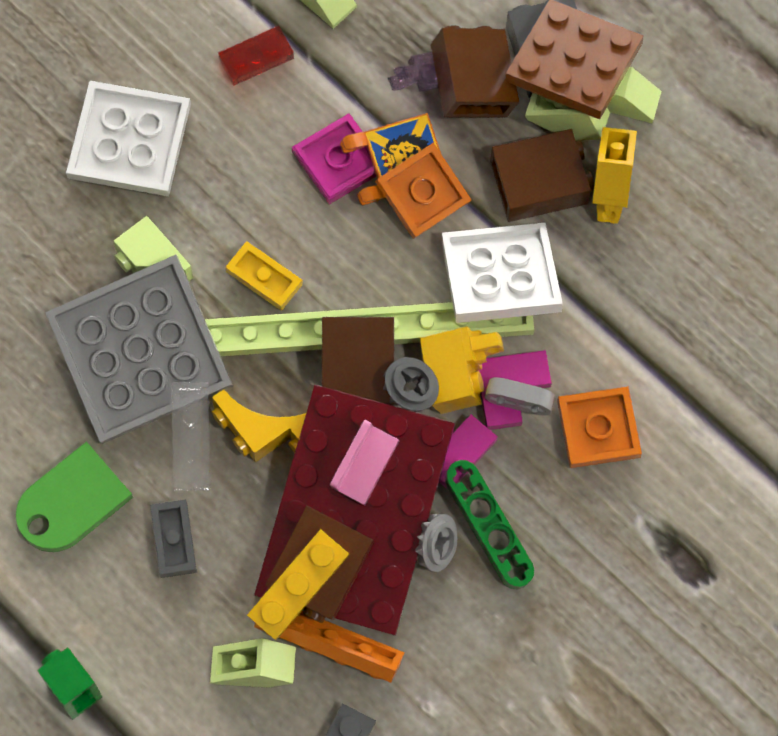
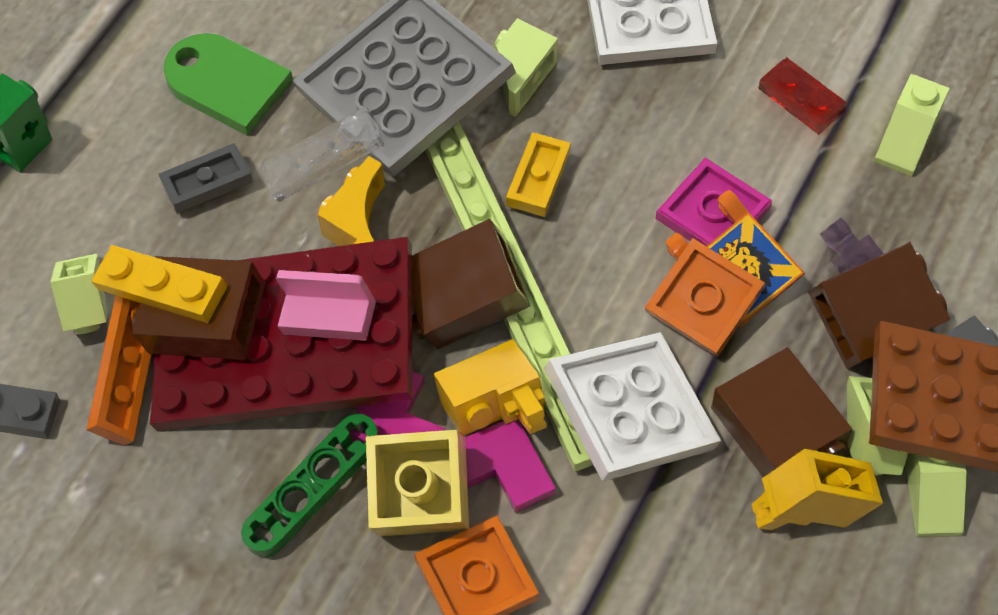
camera: 75 degrees right, 10 degrees down
(409, 370) = (463, 334): dark grey gear -> none
(433, 550) = (269, 446): light grey gear -> none
(519, 396) = (478, 468): light grey beam -> none
(522, 441) = (417, 483): none -> light yellow brick

